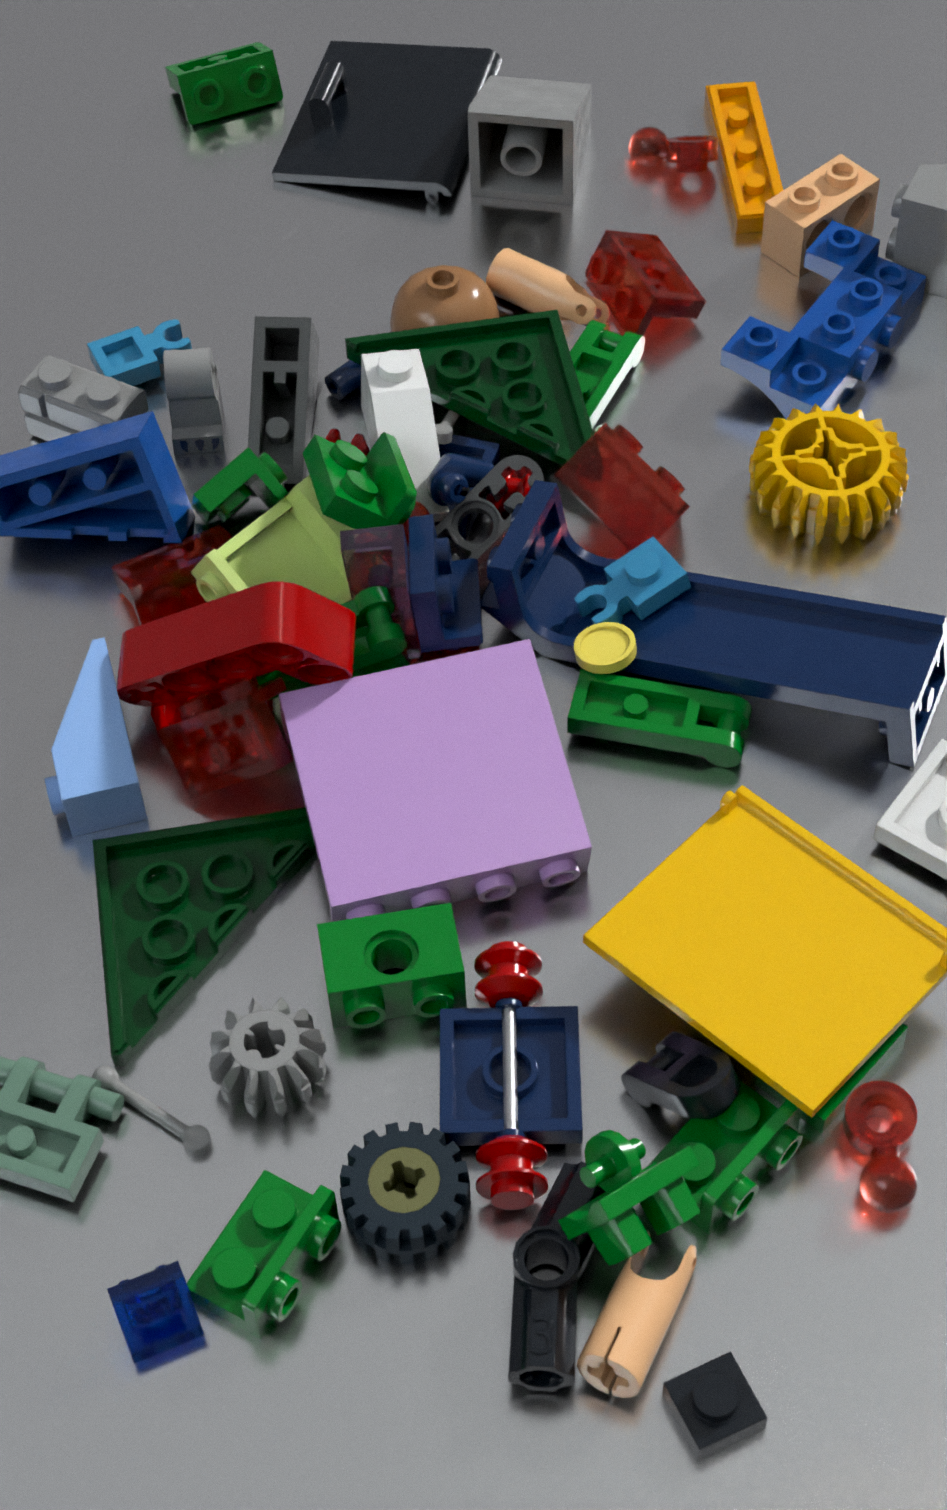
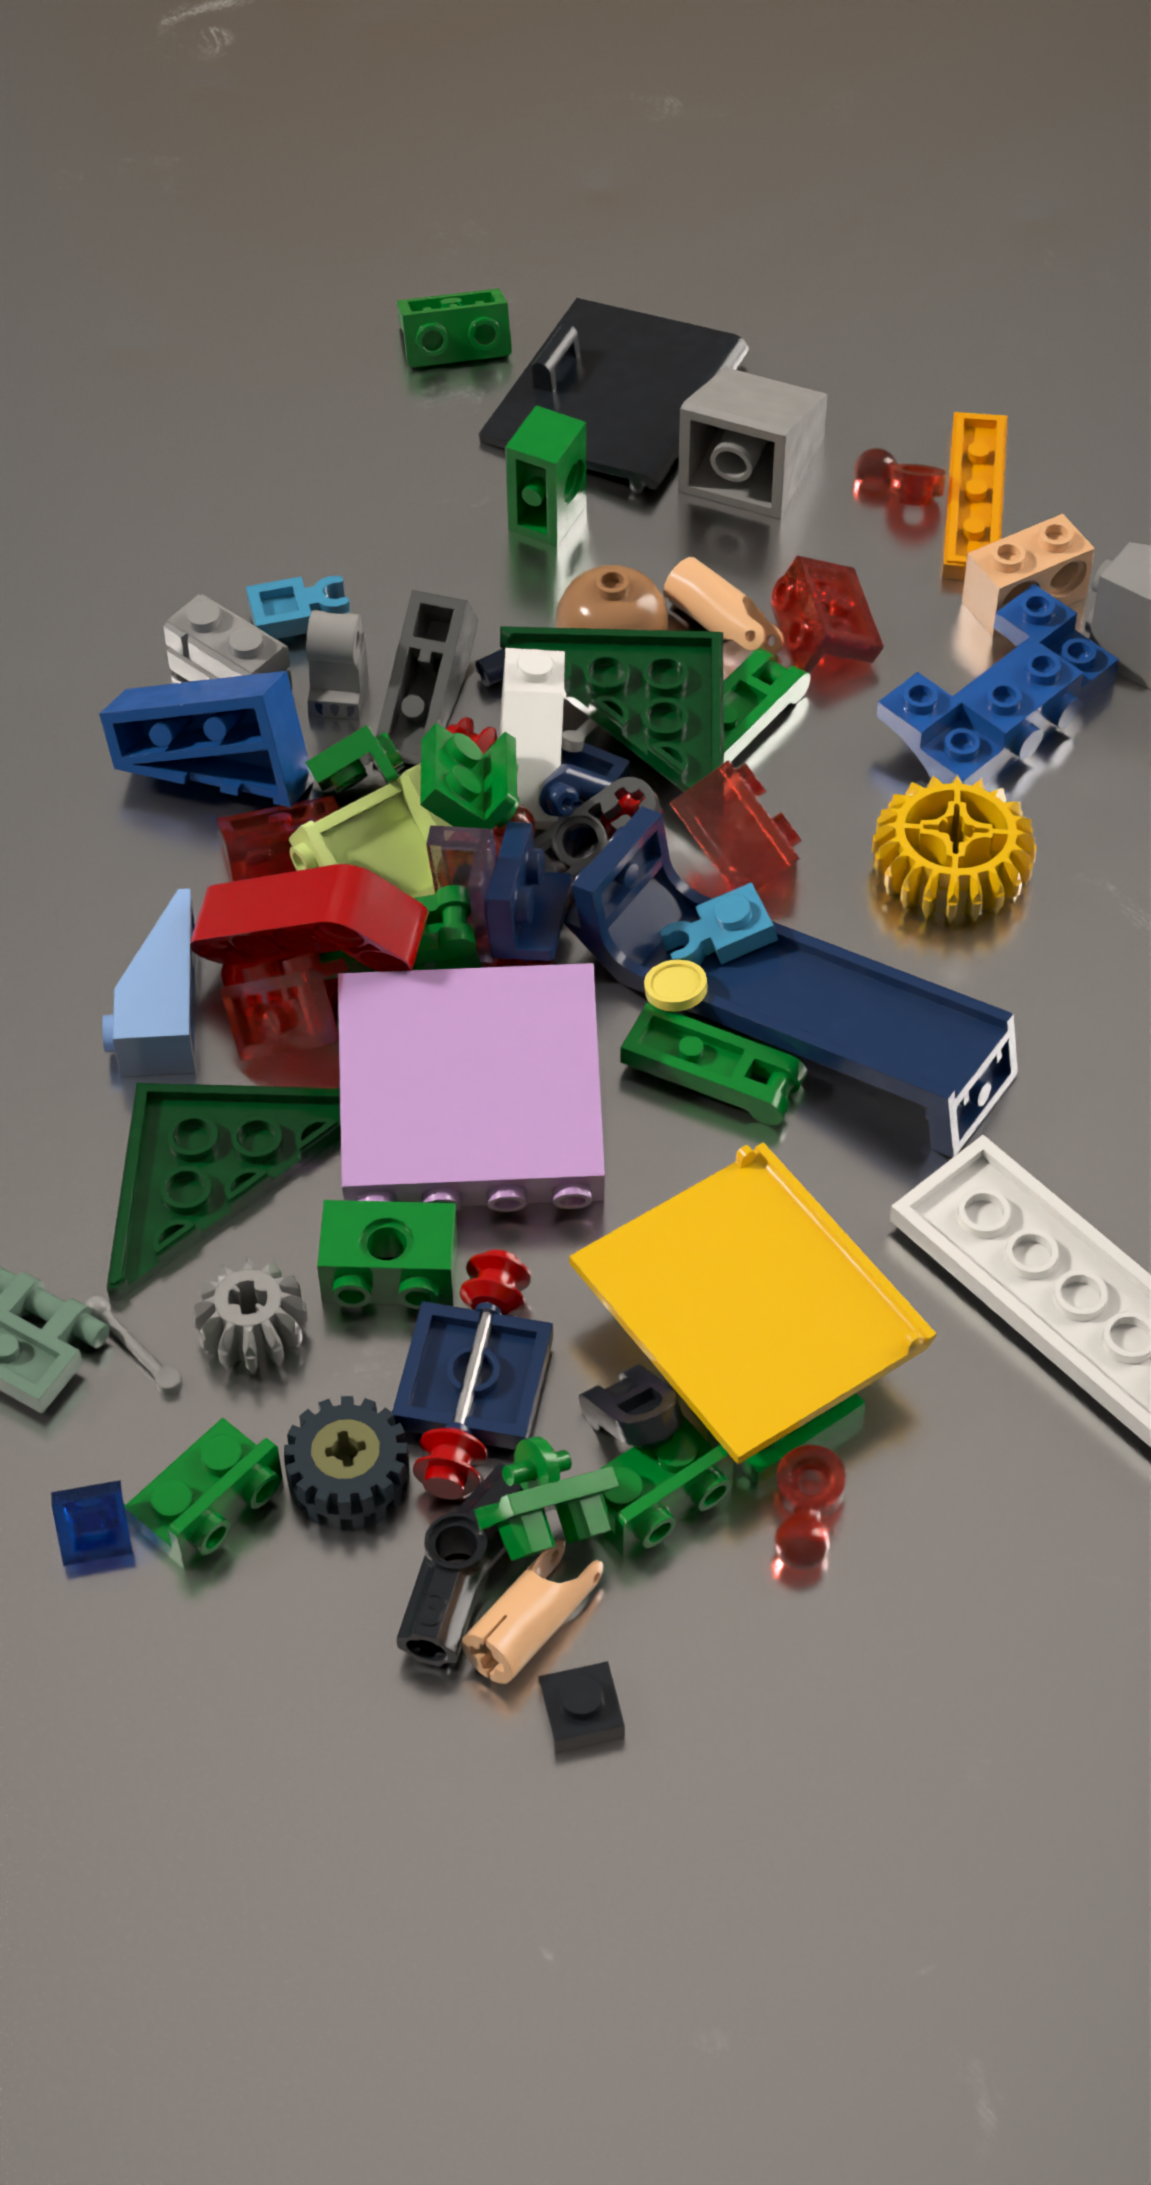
camera: 10 degrees right, 0 degrees up
(351, 195) = (546, 475): none -> green brick

